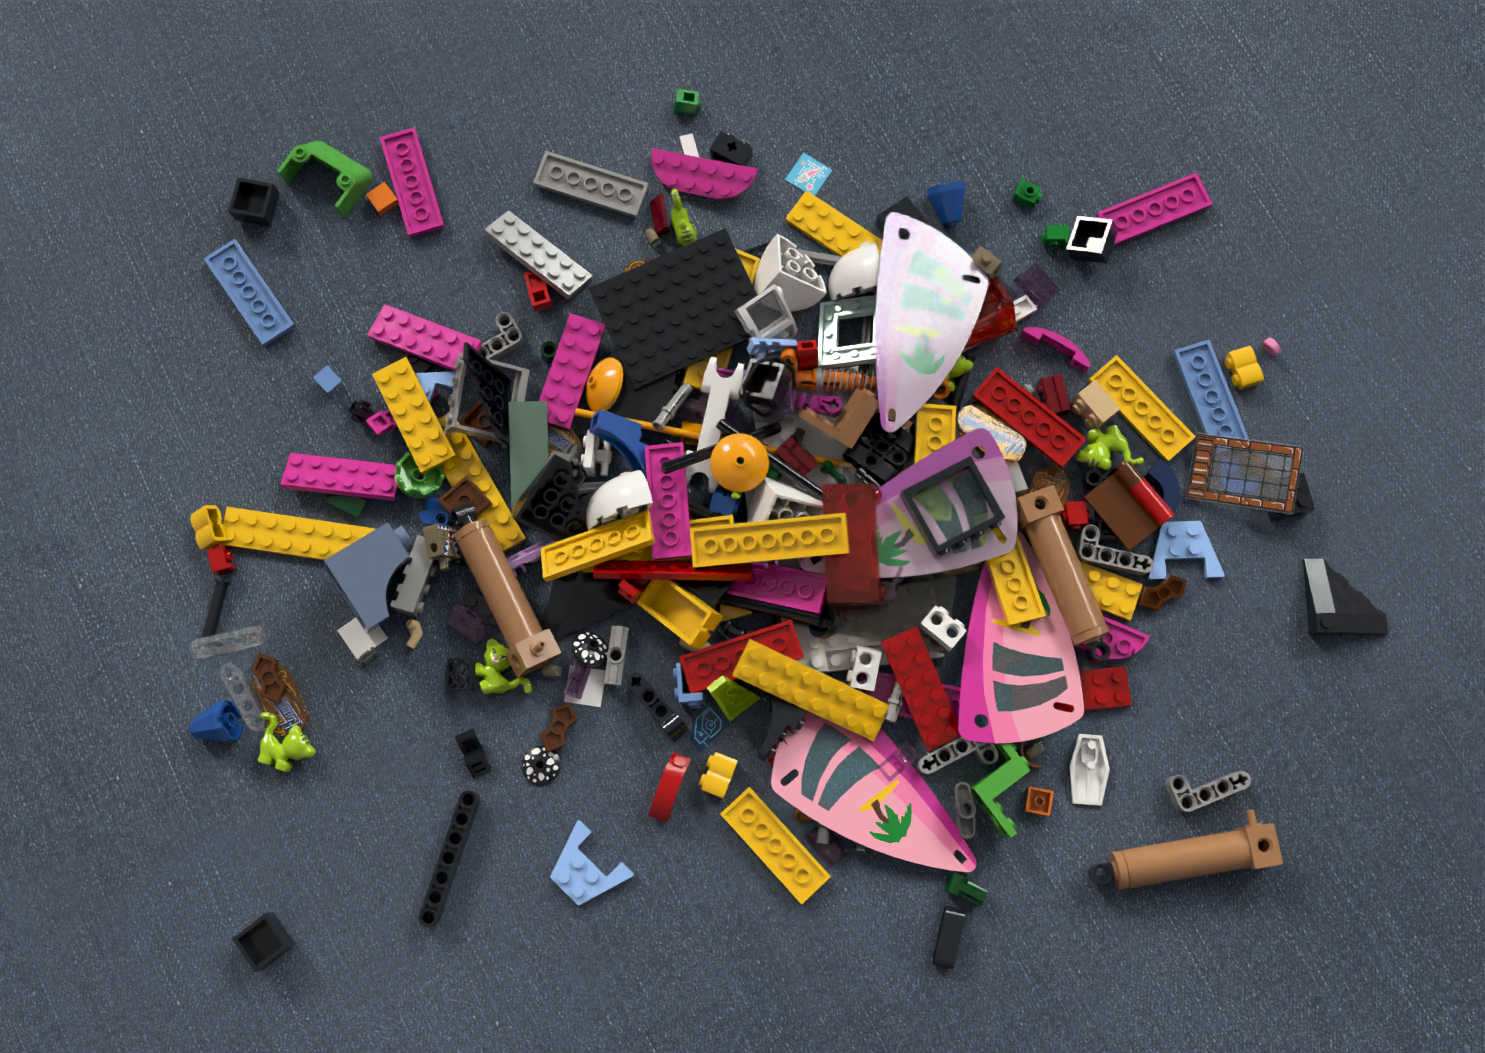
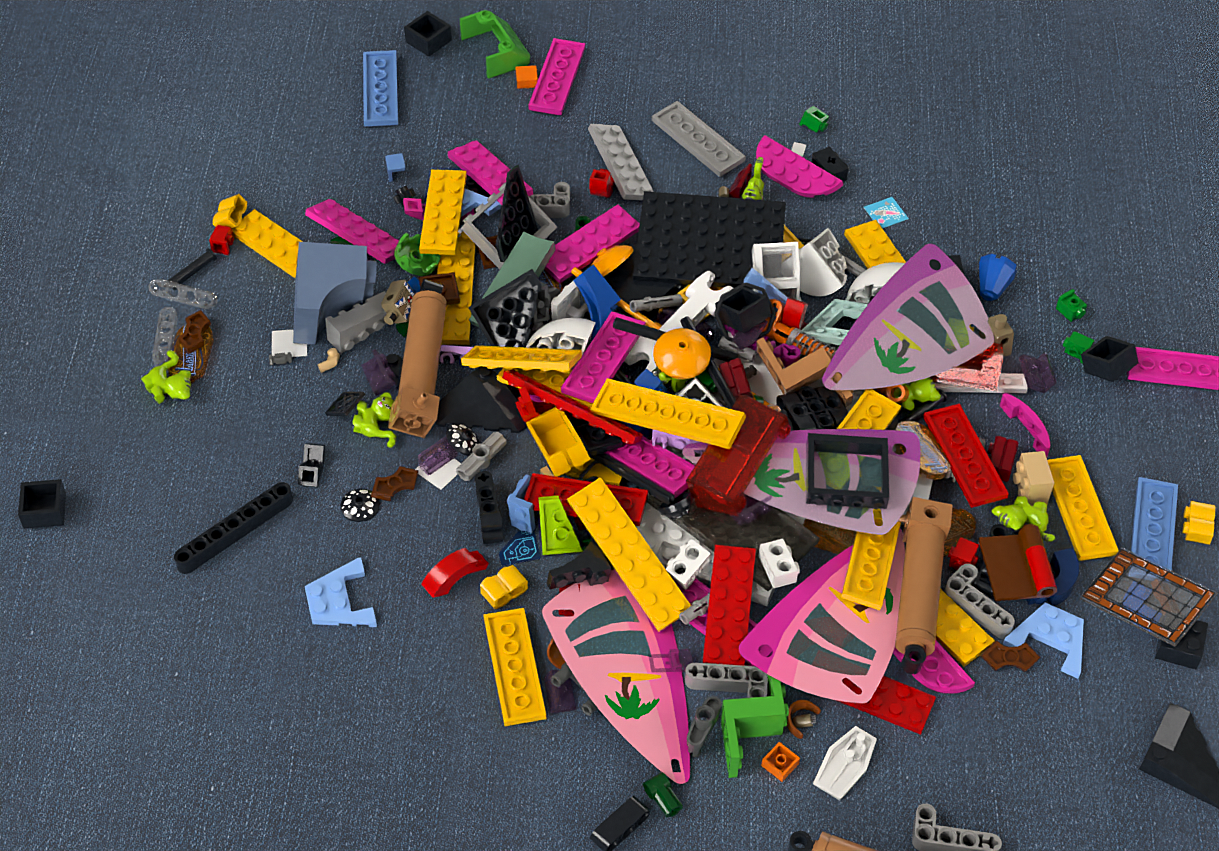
camera: 30 degrees right, 25 degrees down
(218, 723) = (132, 339): blue cone -> none
(551, 671) = (419, 442): dark tan piece -> none

